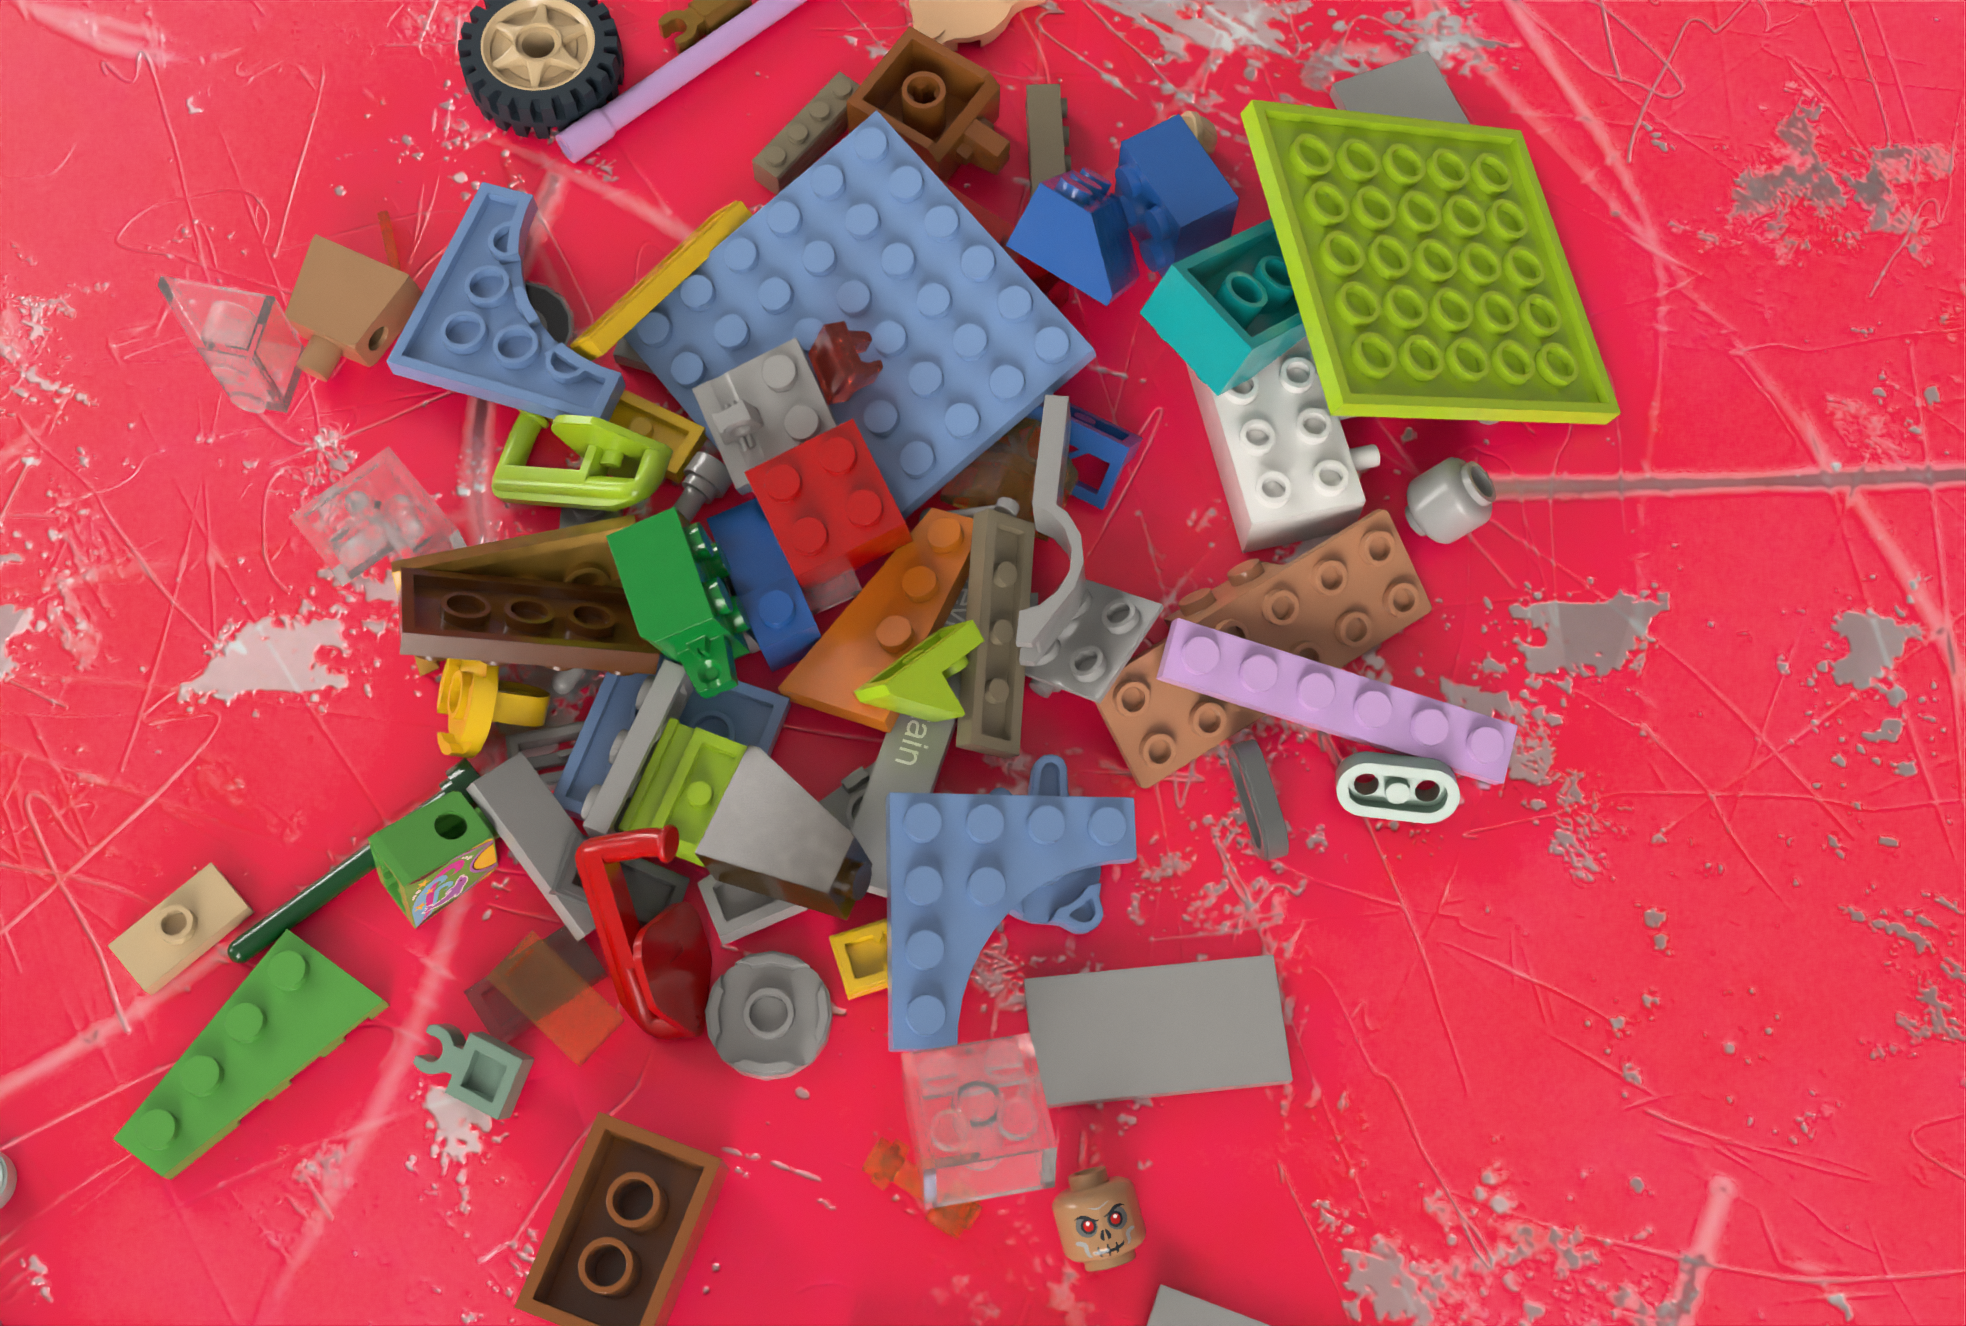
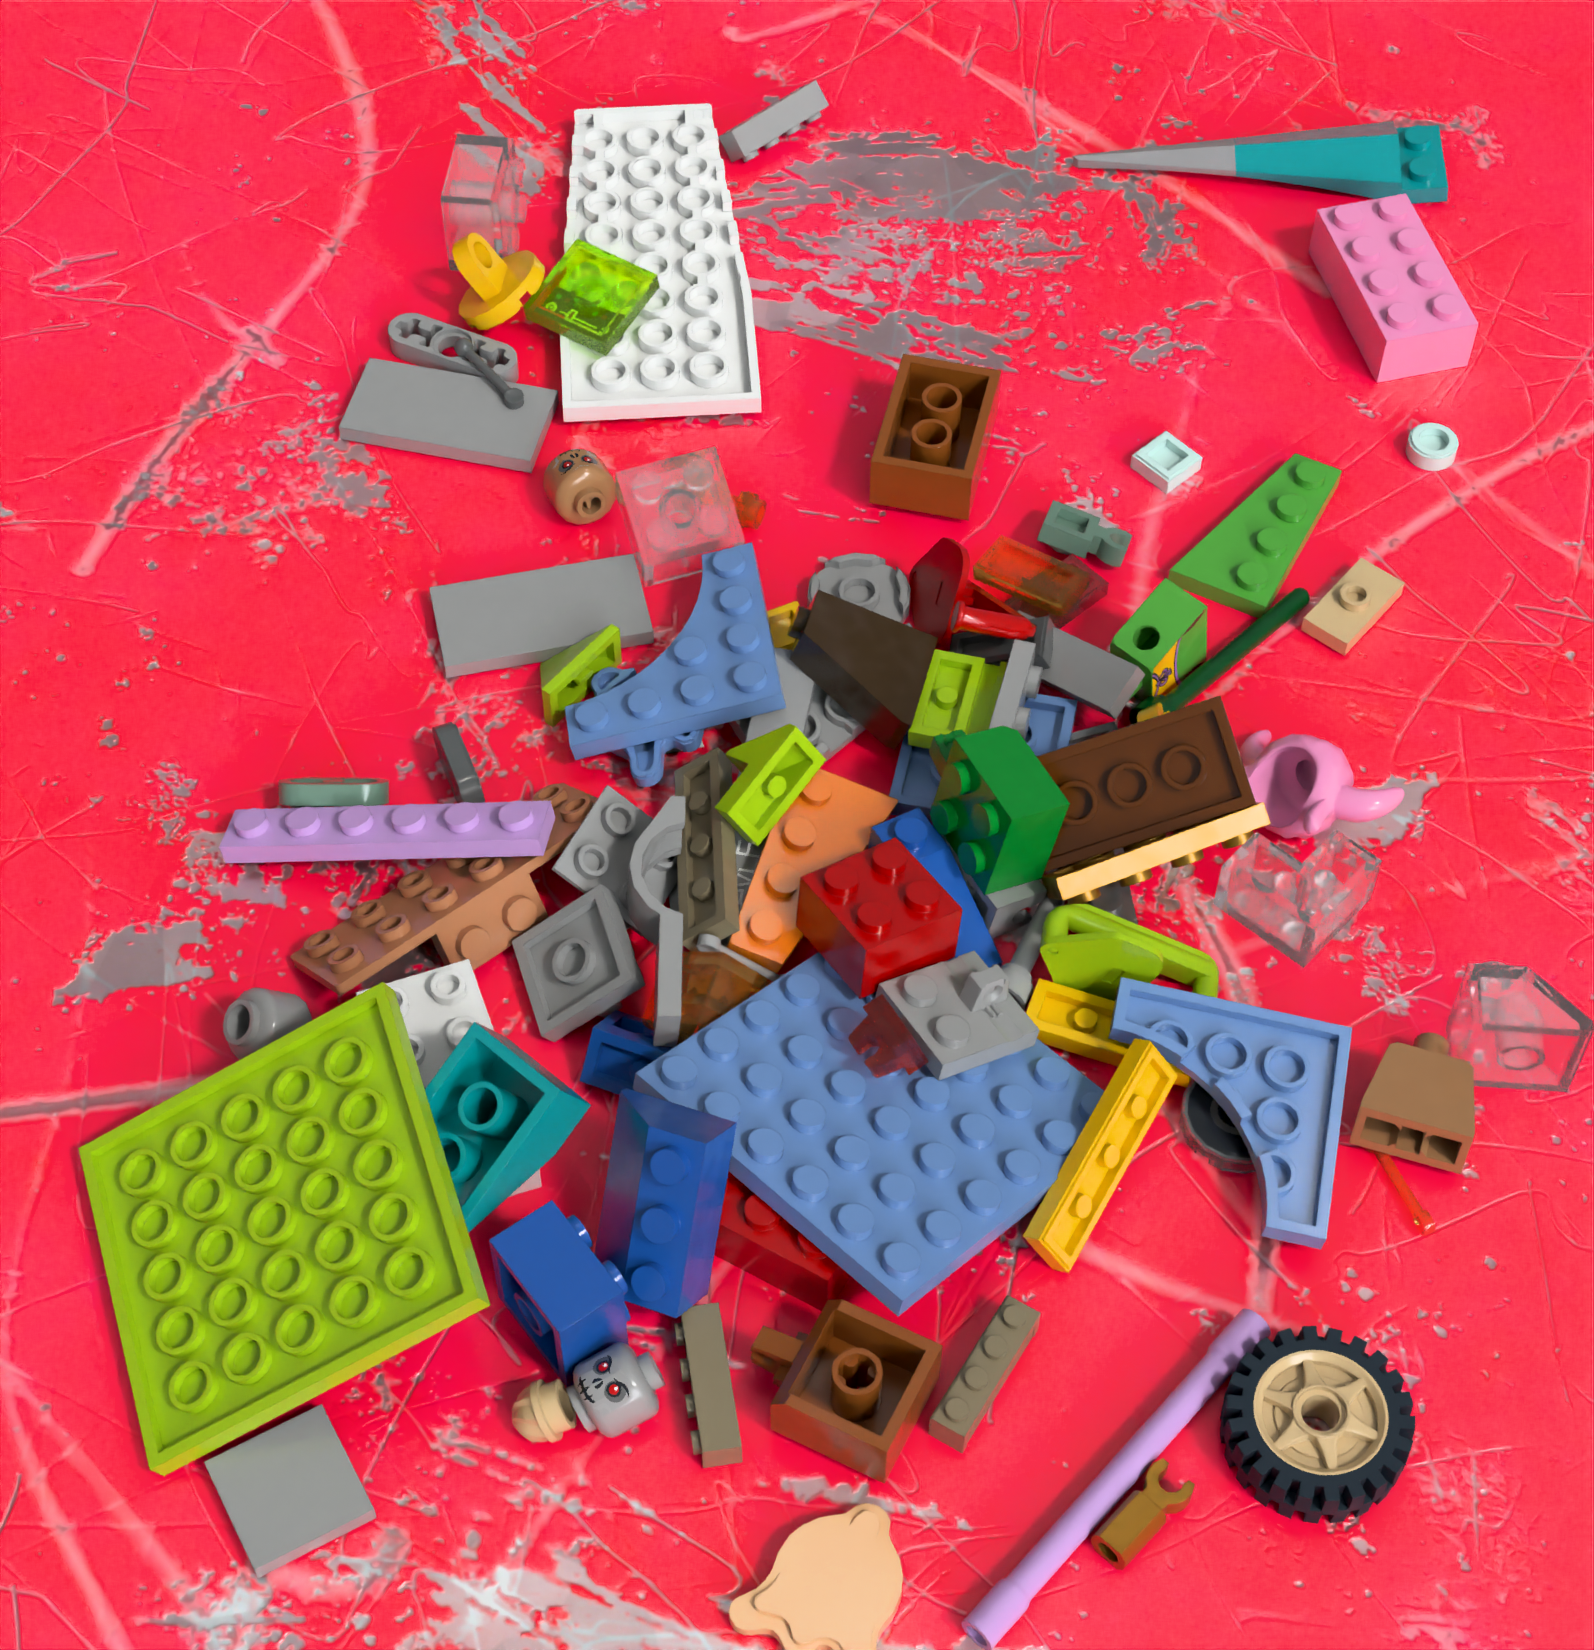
camera: 175 degrees right, 15 degrees down
(331, 1196) = (1166, 462): none -> light aqua tile
(337, 652) = (1309, 785): none -> bright pink piece
(1110, 130) = (615, 1390): none -> light grey head
(1126, 931) = (569, 674): none -> lime slope
(1138, 534) = (578, 963): none -> light grey hinge

